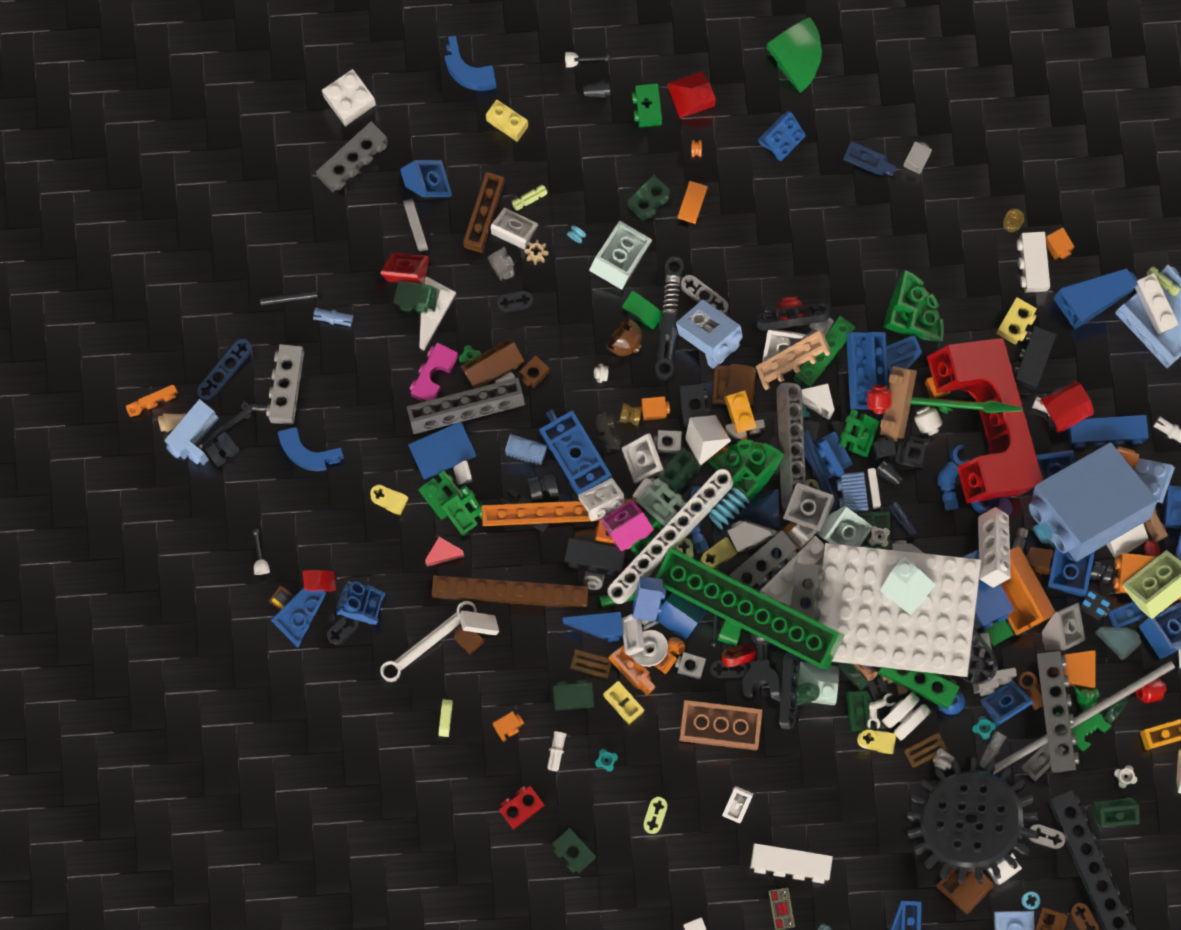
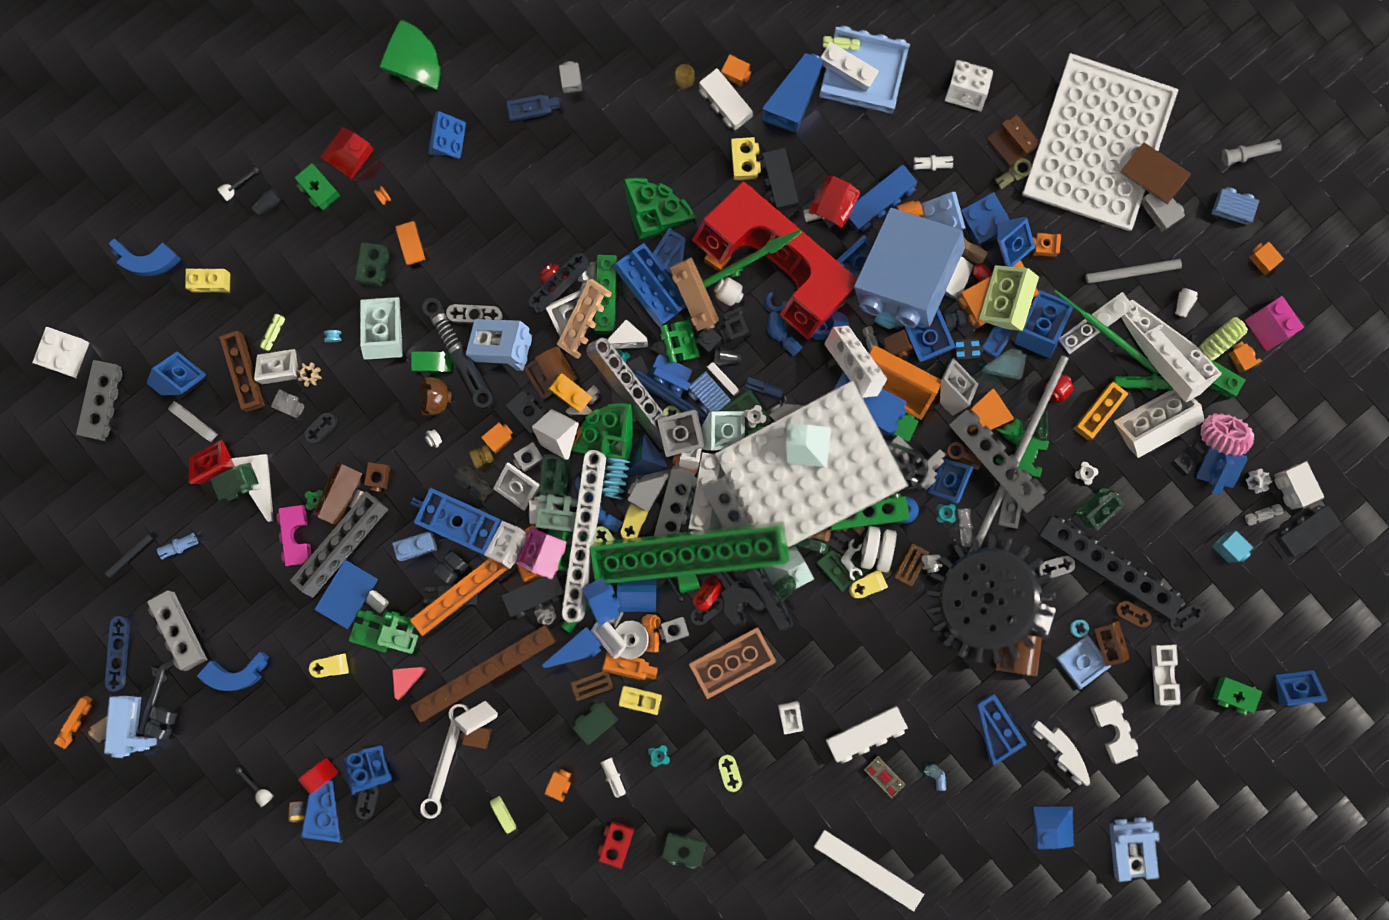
camera: 30 degrees left, 5 degrees up
(879, 398) = (676, 302): red head -> none

